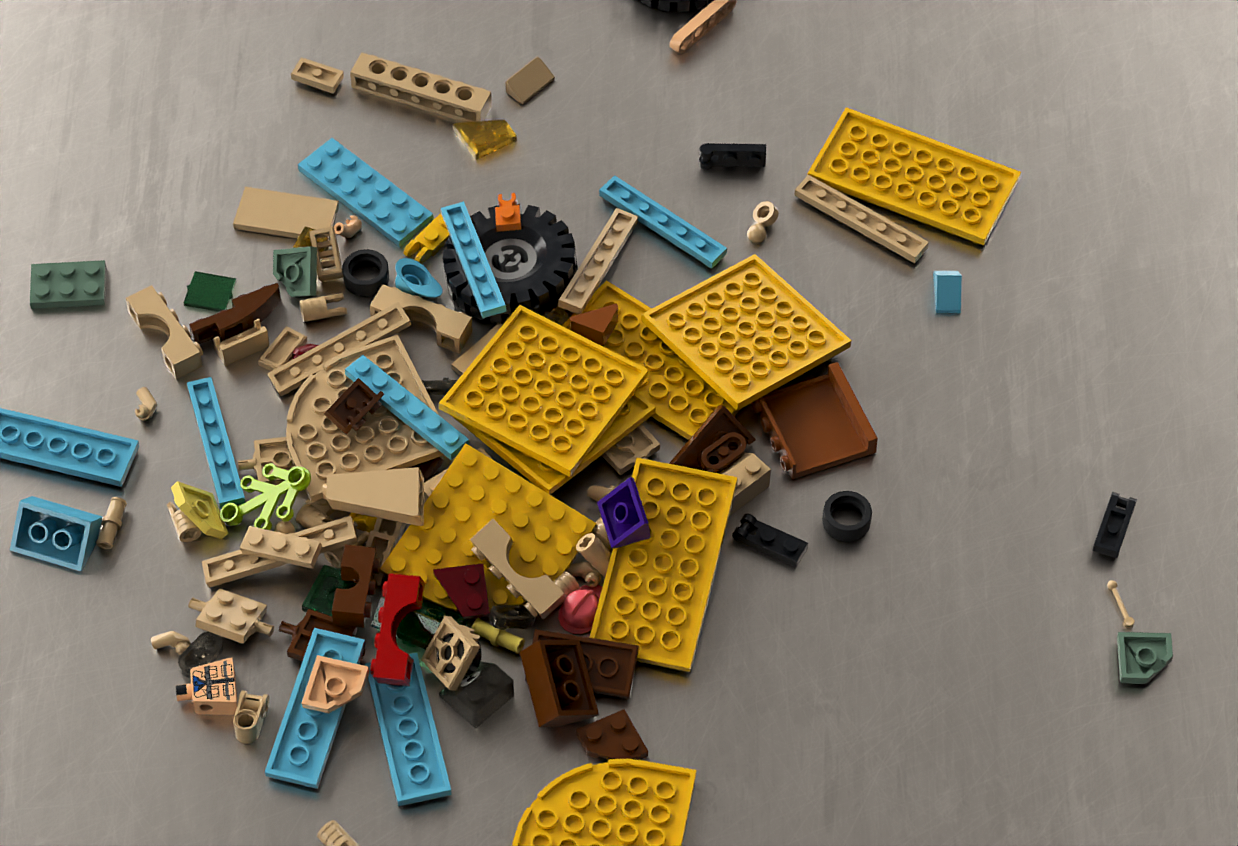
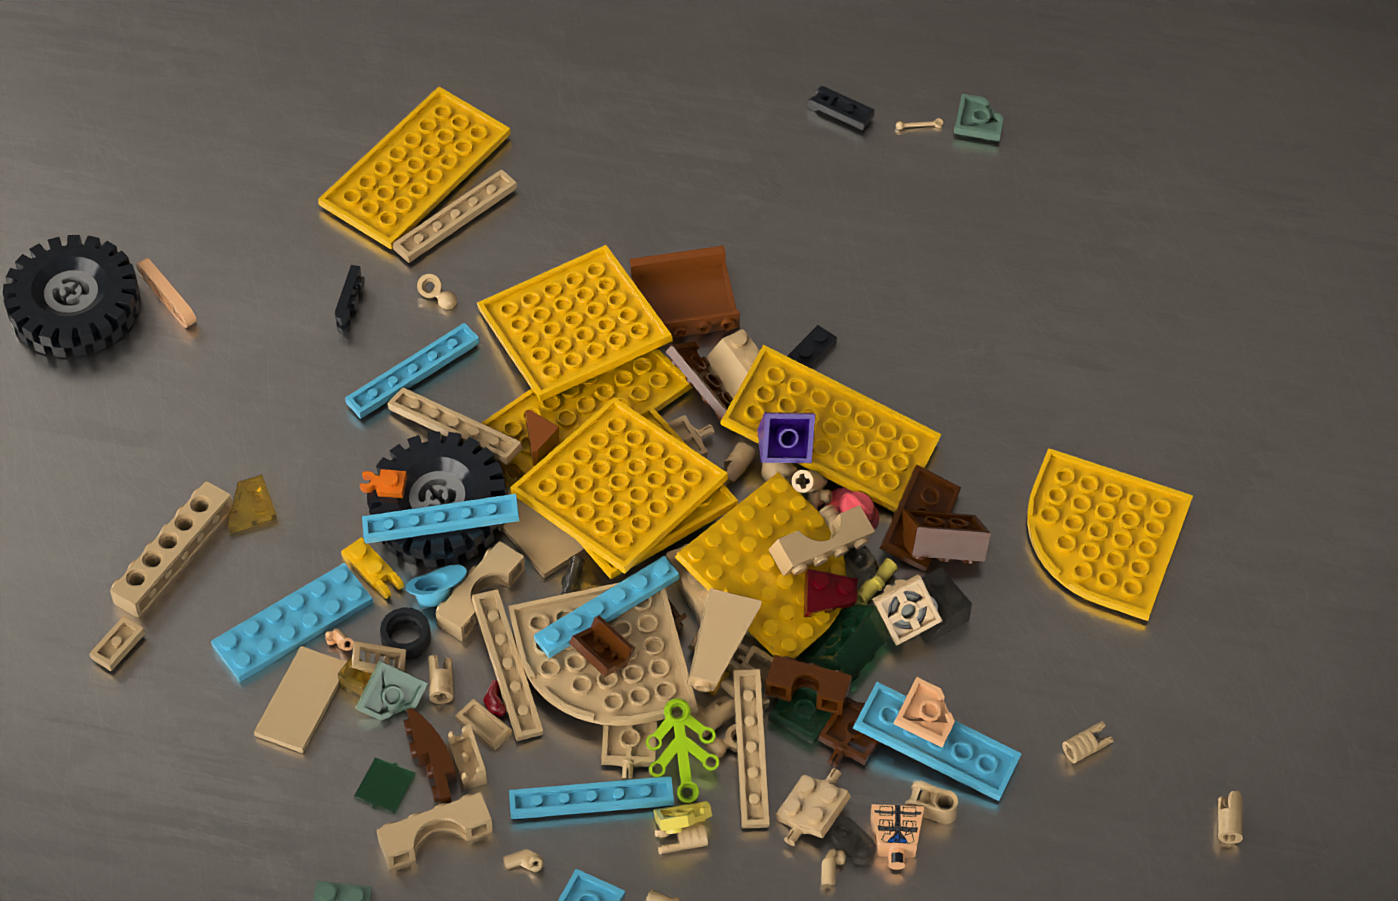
camera: 80 degrees left, 0 degrees up
(281, 547) = (753, 741): tan plate -> none
(402, 596) = (847, 634): red arch -> none
(410, 738) = (971, 668): medium azure plate -> none
(529, 80) = (191, 453): tan slope -> none
(612, 738) = (1001, 509): reddish brown plate -> none
(722, 454) = (716, 363): reddish brown plate -> none
(841, 531) = (796, 276): black tyre -> none
(947, 291) = (555, 168): medium azure slope -> none

